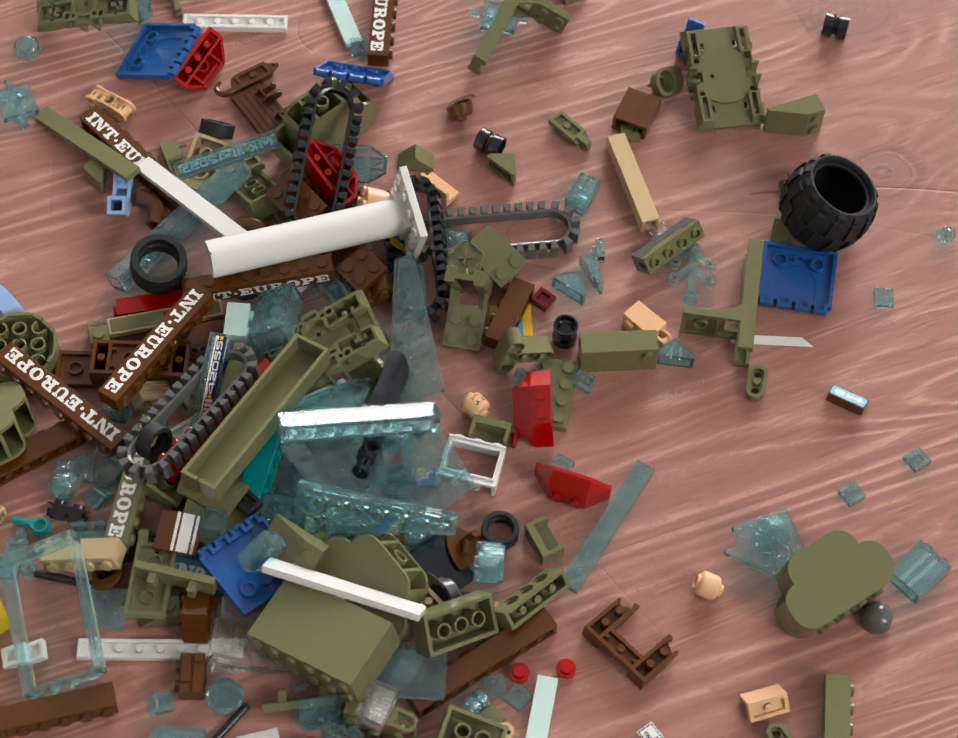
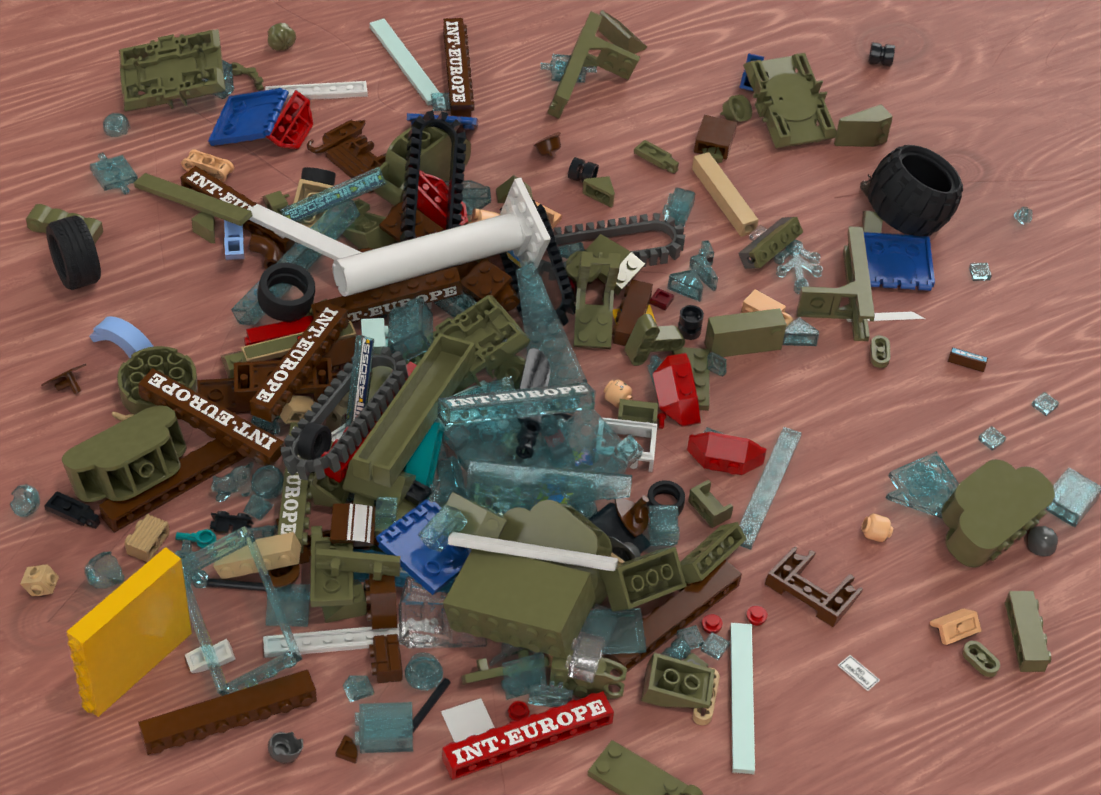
camera: 10 degrees left, 10 degrees down
(64, 485) = (224, 497): clear light blue hair -> none

